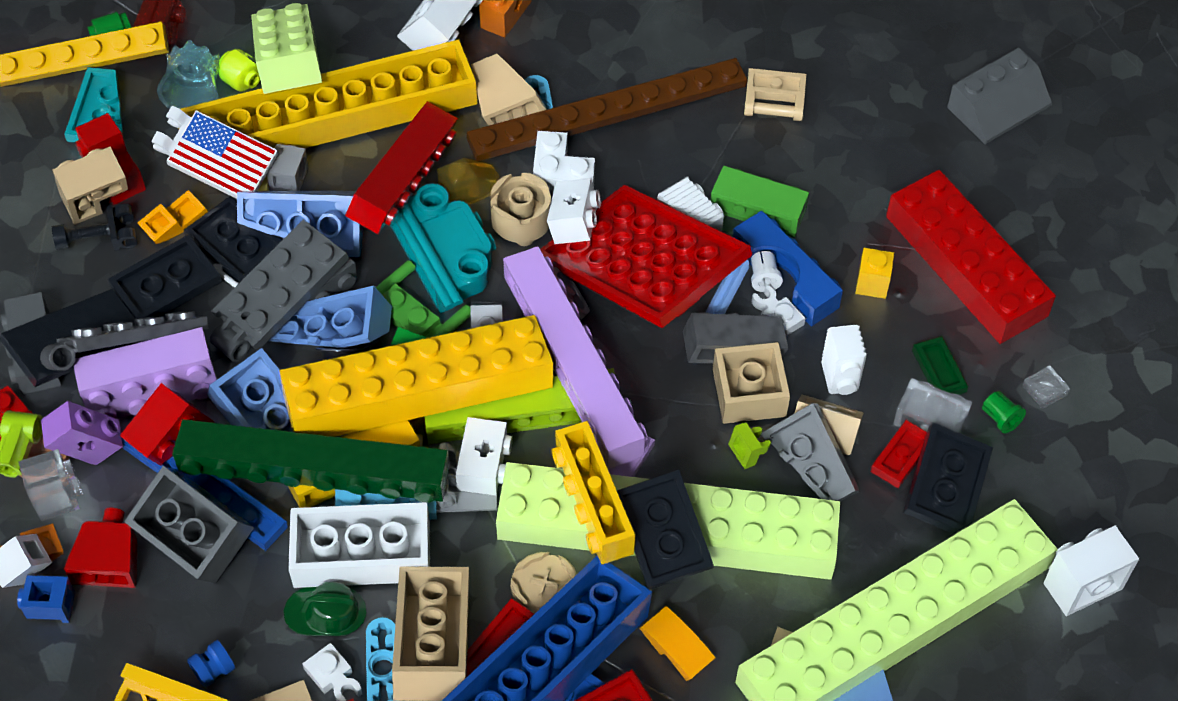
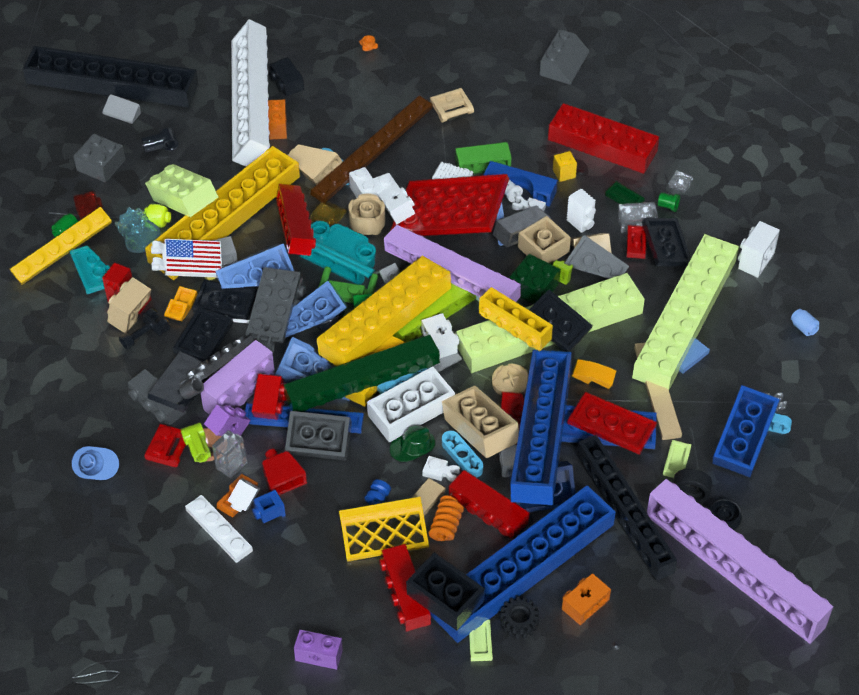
camera: 30 degrees left, 5 degrees down
(694, 437) = (535, 278): none -> dark green brick

